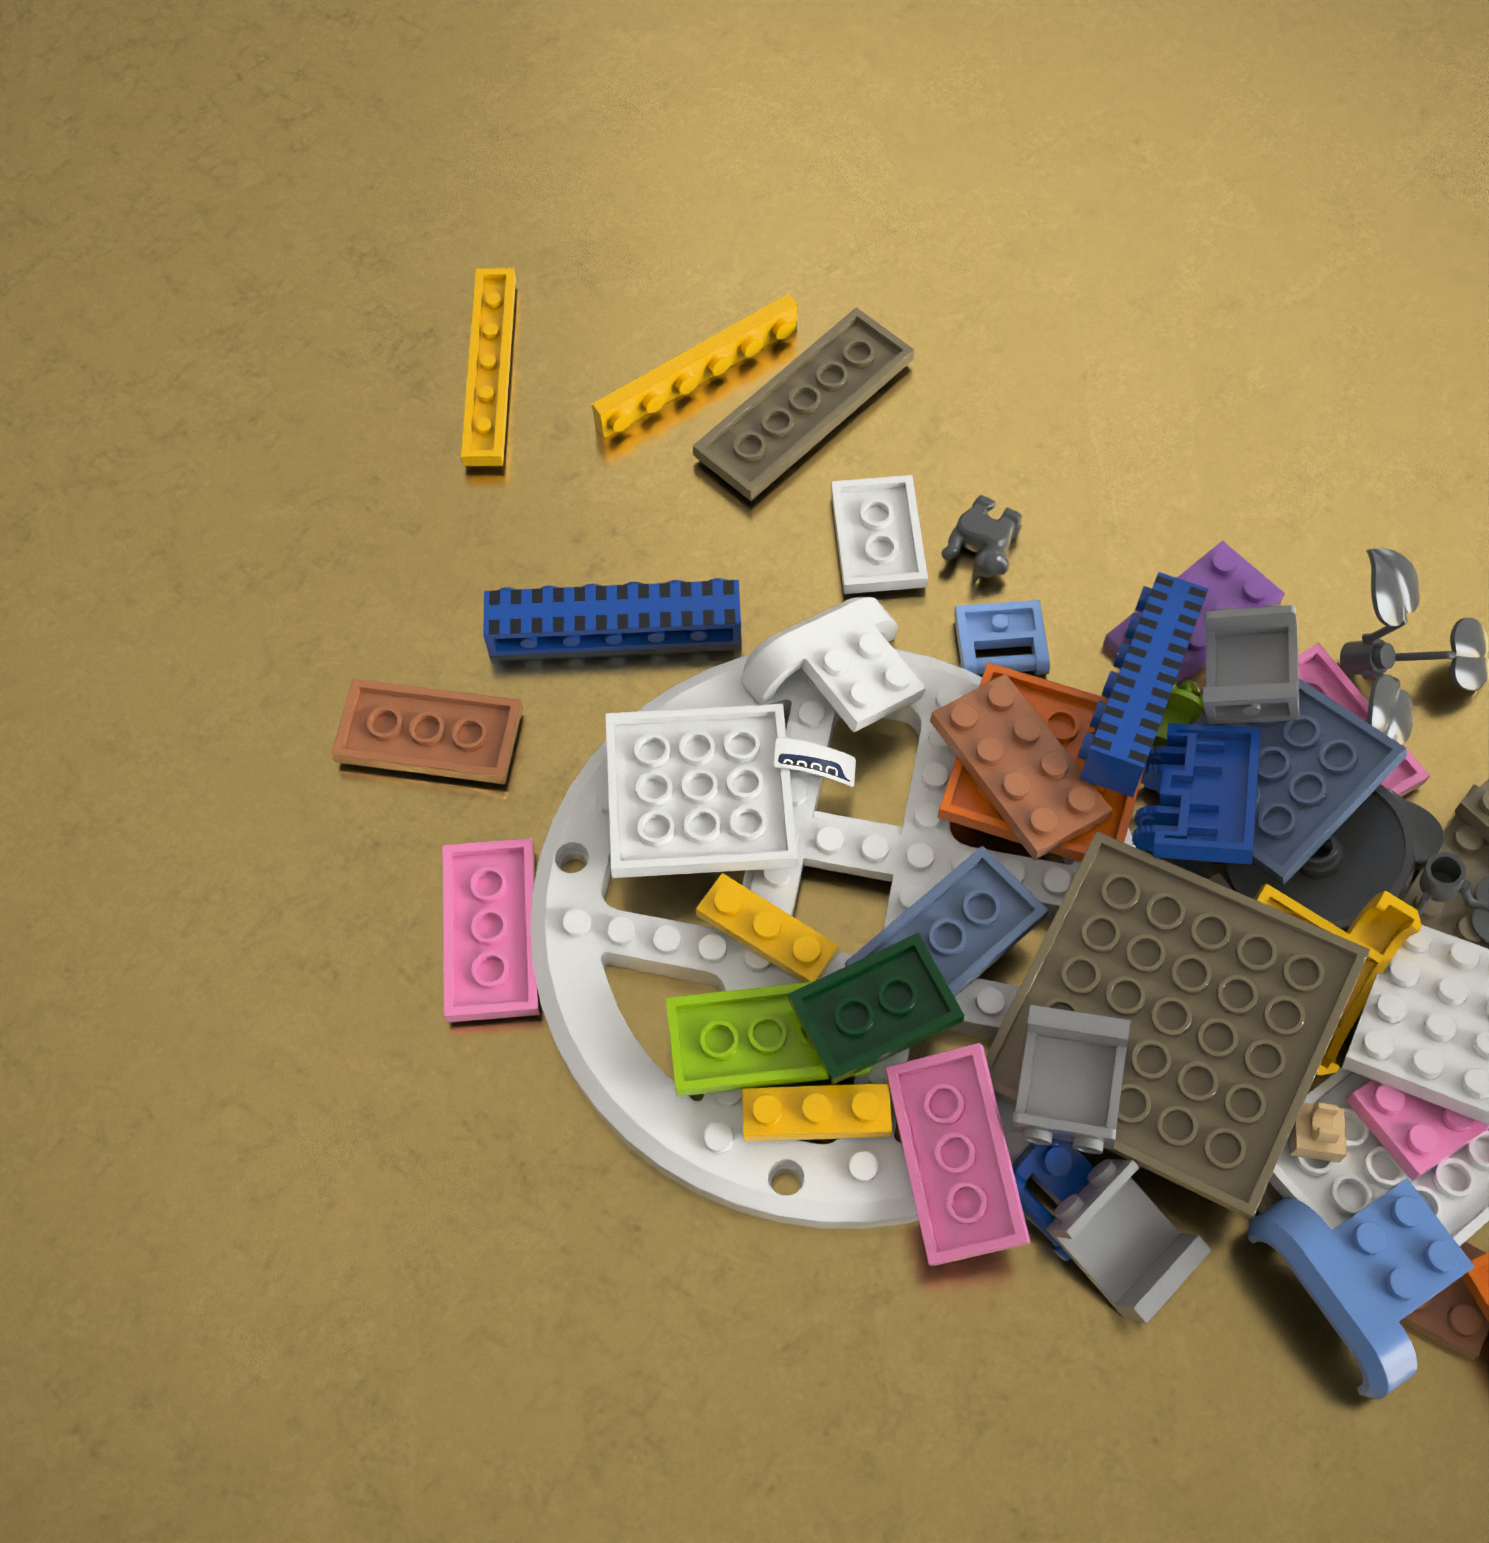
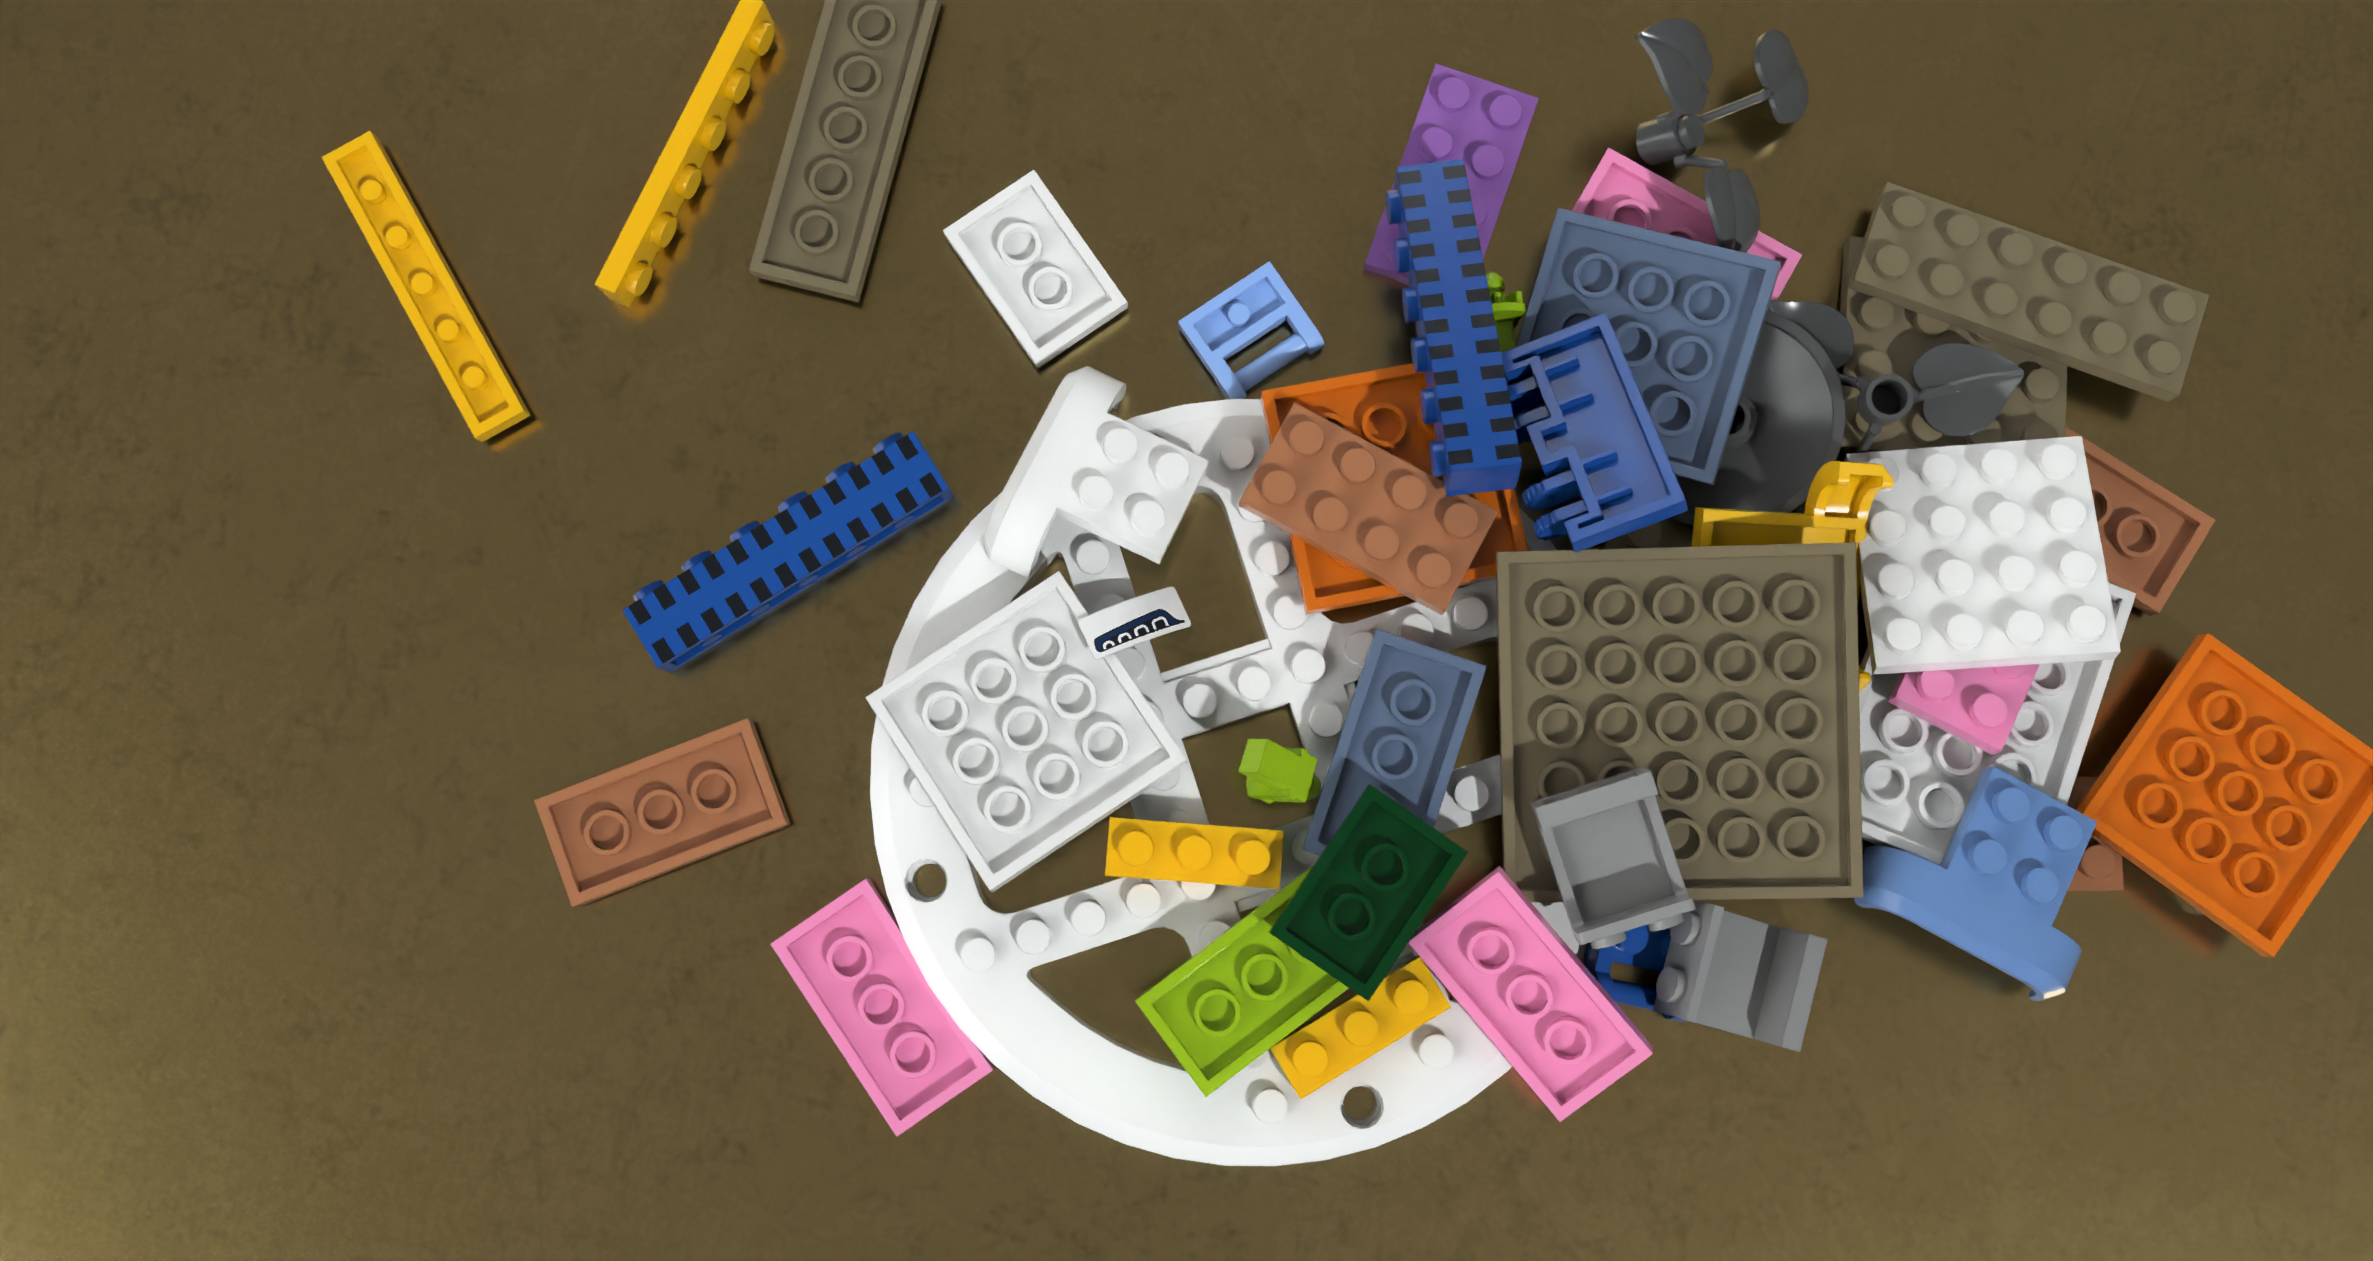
camera: 30 degrees left, 20 degrees up
(859, 901) = (1279, 772): none -> lime piece
(985, 536) = (1160, 205): dark grey animal -> none
(1252, 665) = (1558, 233): light grey panel -> none
(1319, 1132) = (1885, 760): tan tile -> none

